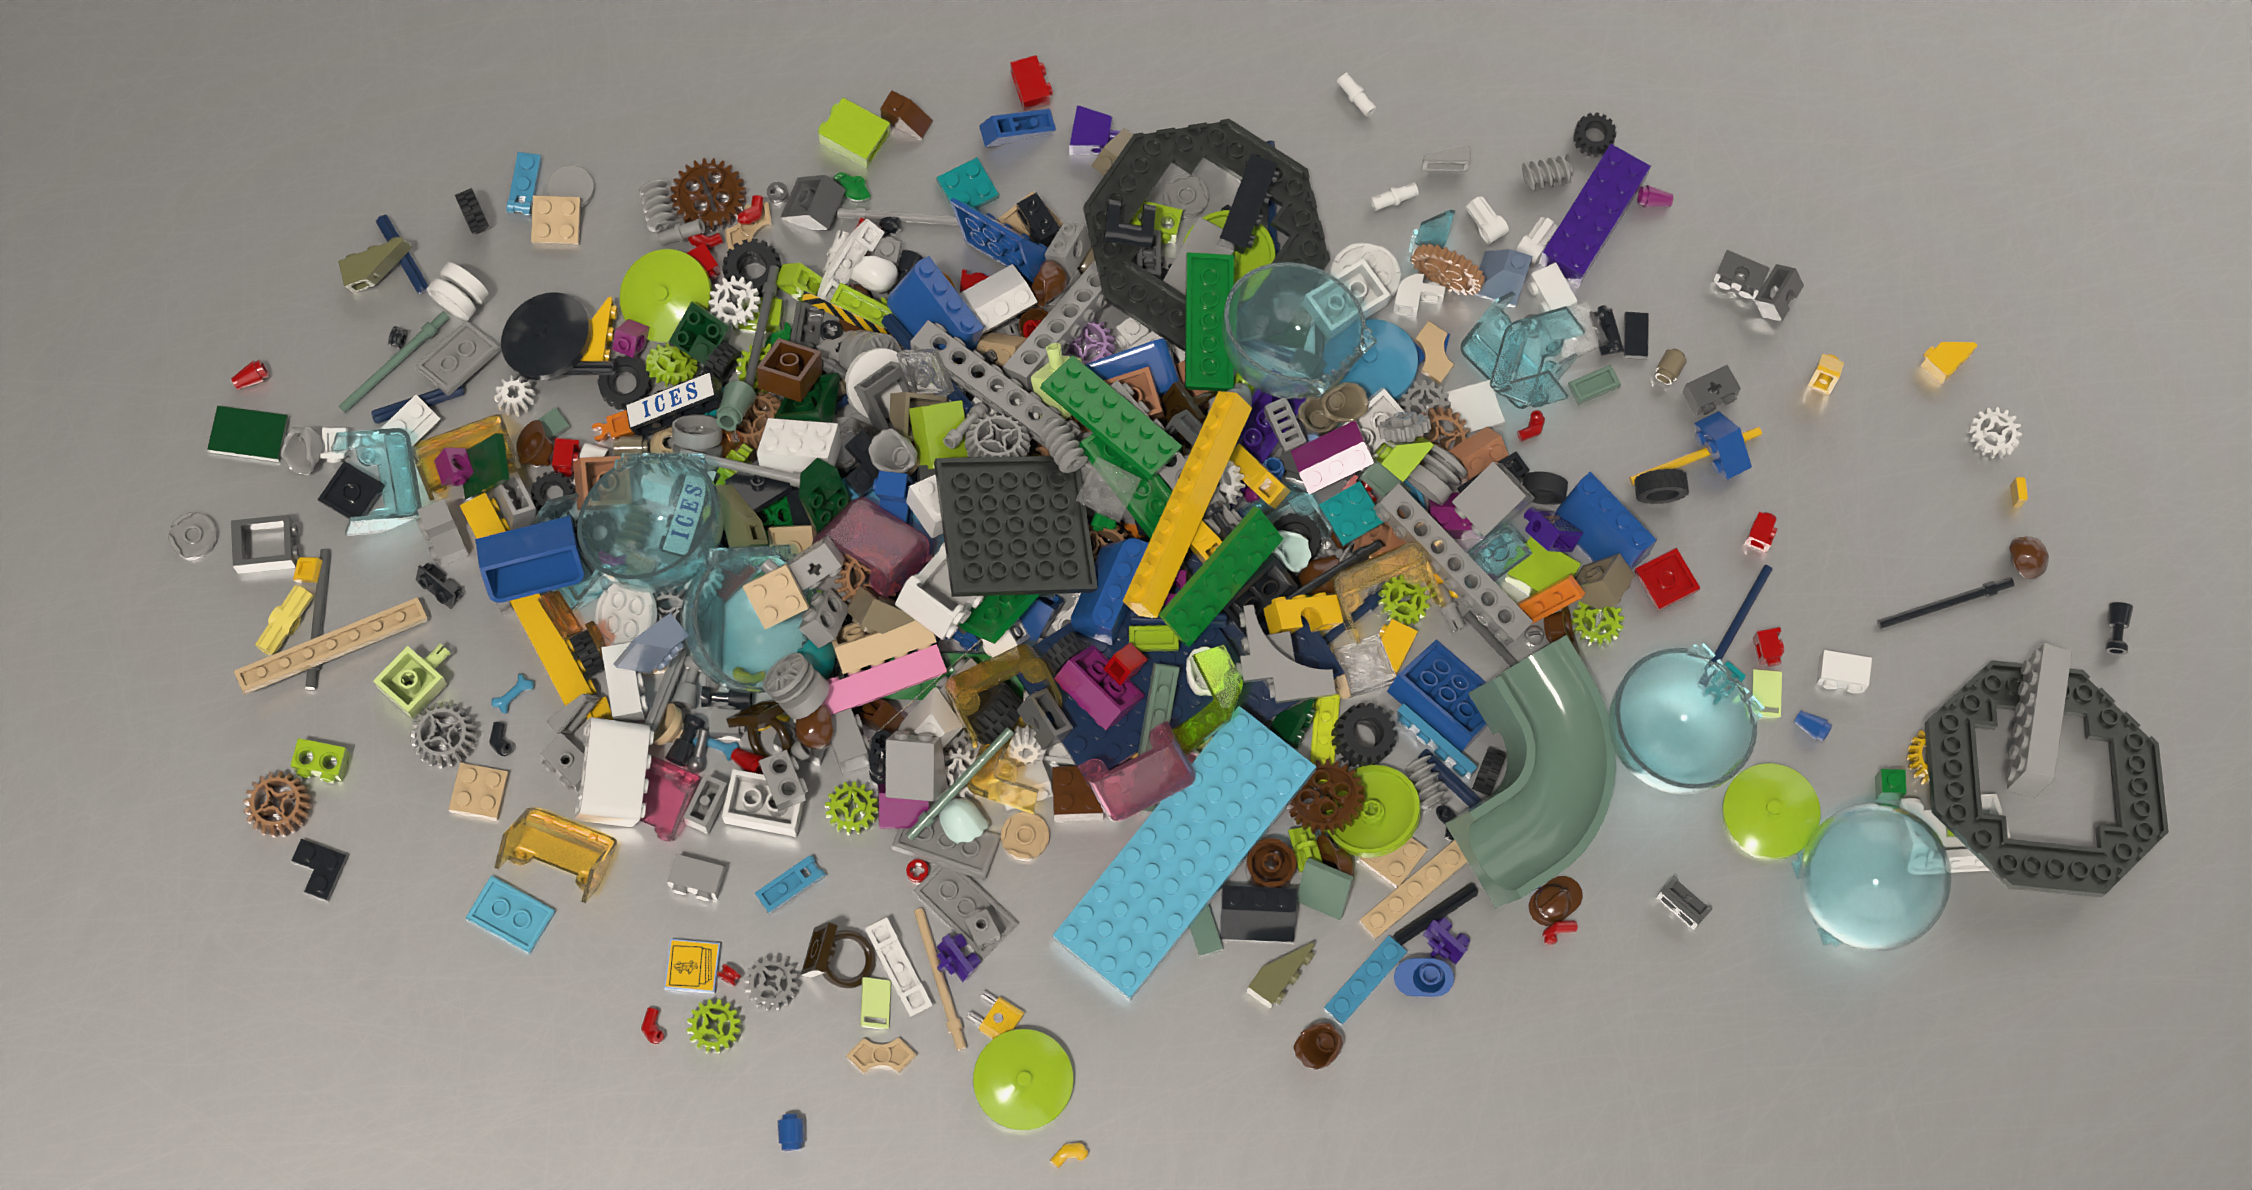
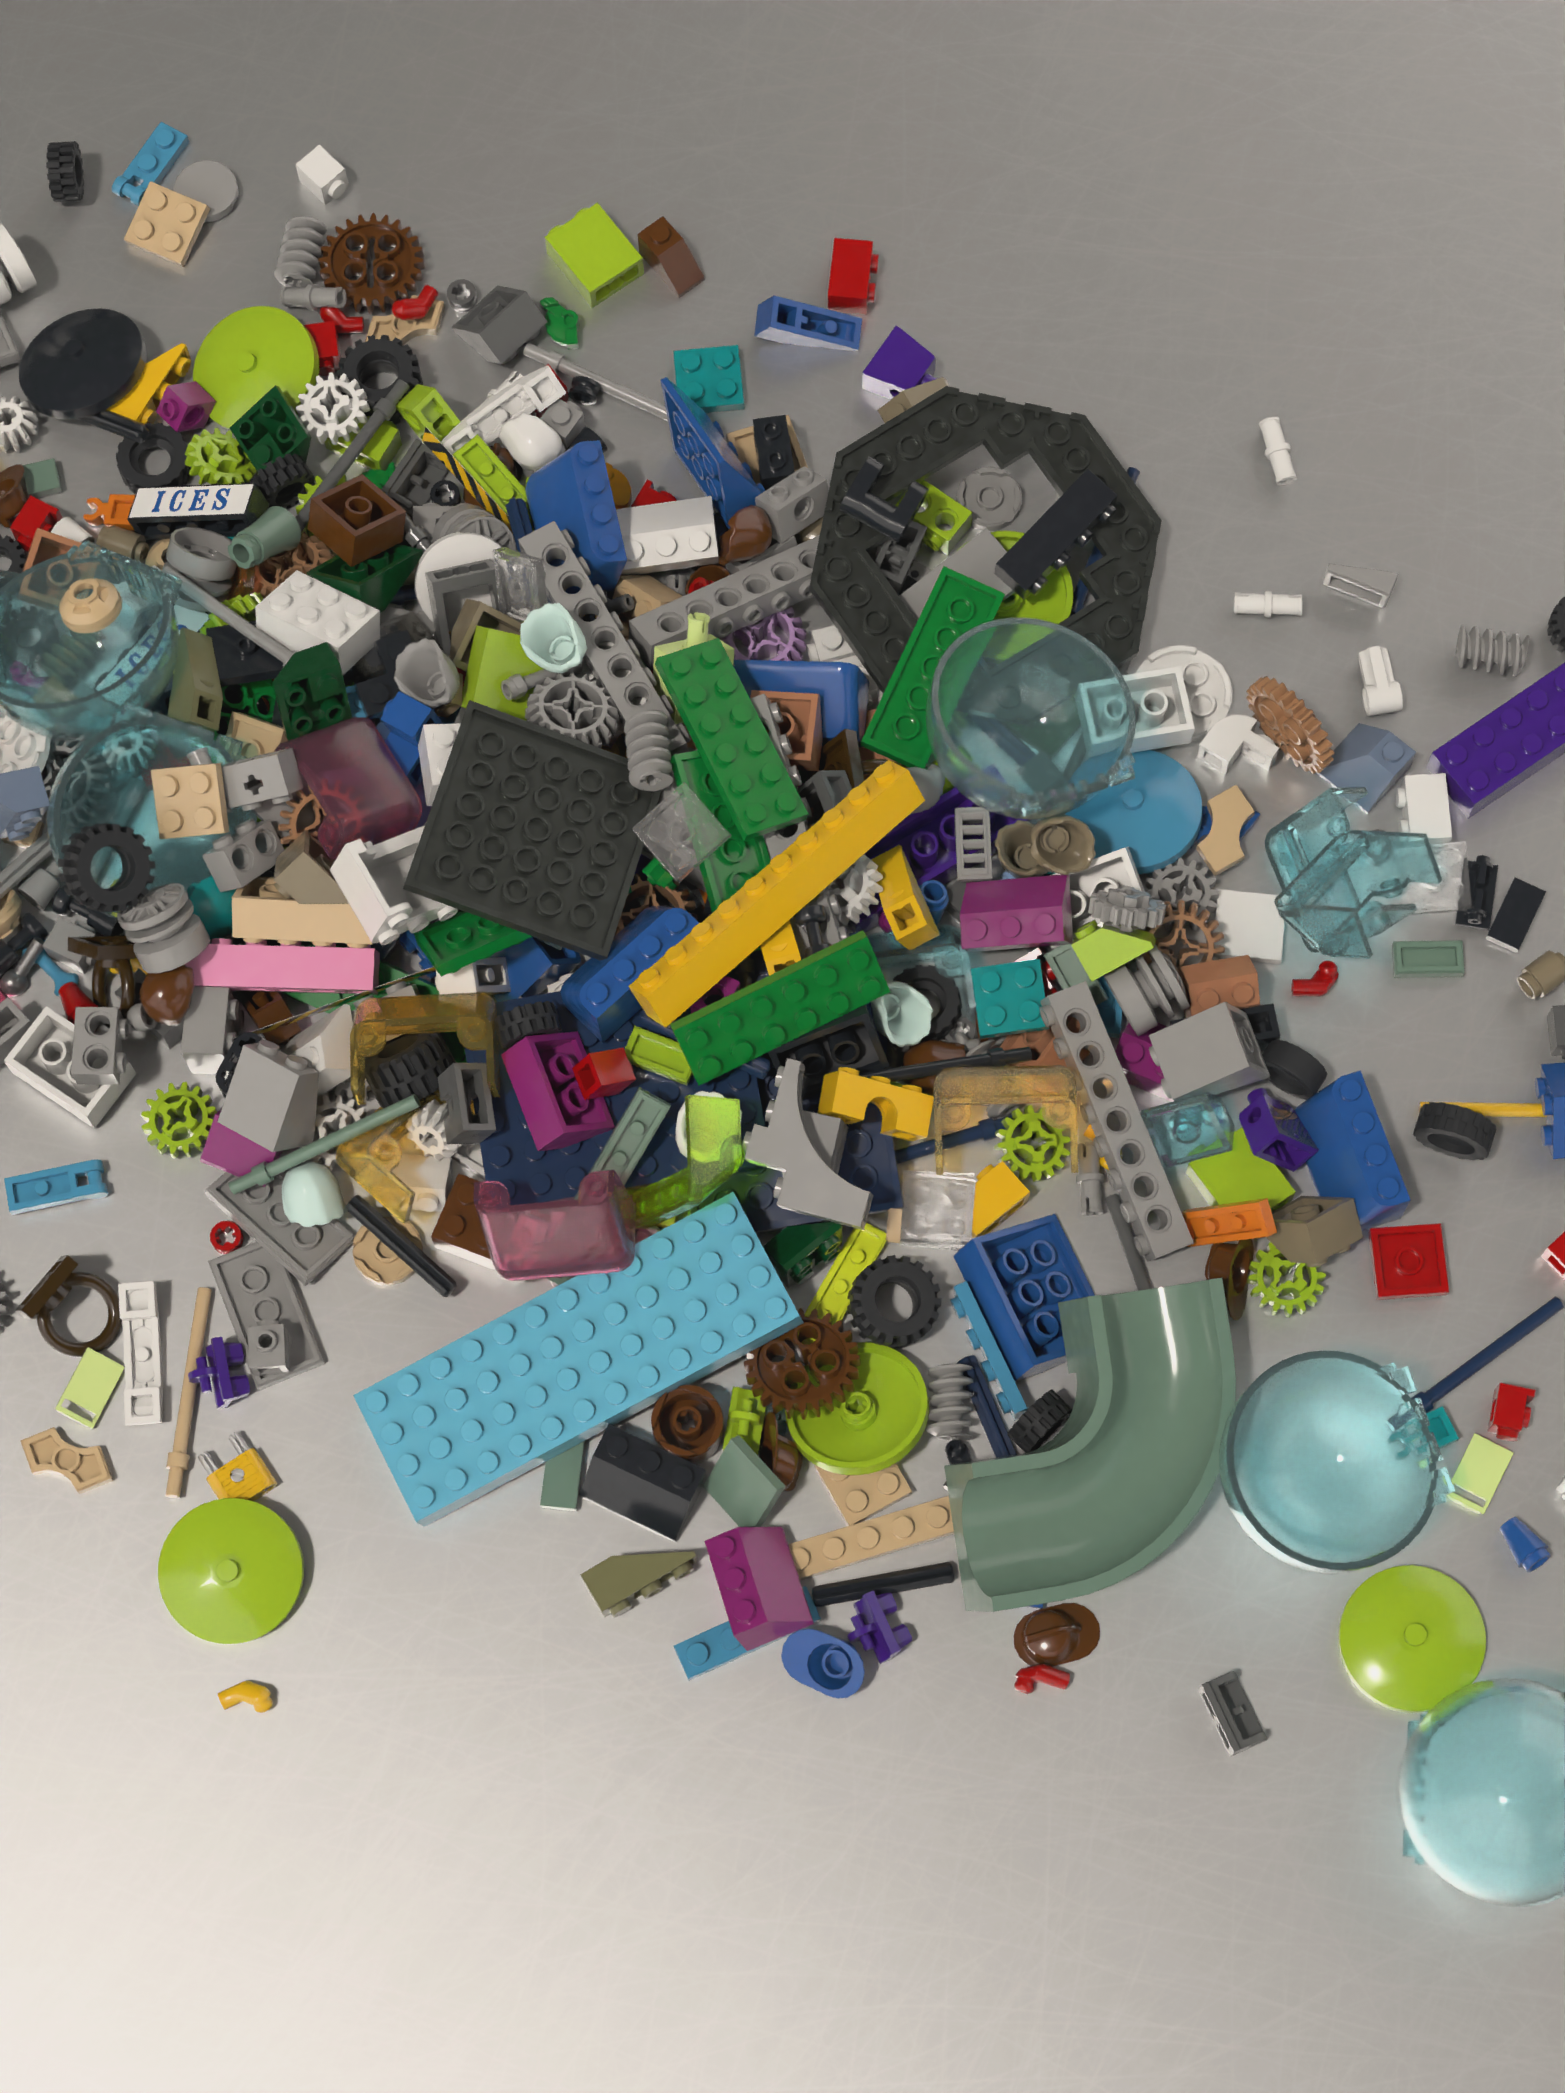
camera: 30 degrees right, 0 degrees up
(646, 147) = (322, 175): none -> white brick
(652, 501) = (93, 612): none -> tan piece
(728, 663) = (134, 873): none -> black tyre
(966, 397) = (552, 638): none -> light aqua hair
(1034, 828) = (401, 1246): none -> black axle
(1318, 1045) = (639, 1694): reddish brown hair -> none
(1362, 945) = (758, 1584): none -> magenta slope
(1432, 231) = (1297, 667): clear light blue slope -> none
(1533, 640) = (1187, 1269): light grey hinge -> none
(1537, 239) = (1435, 733): white piece -> none

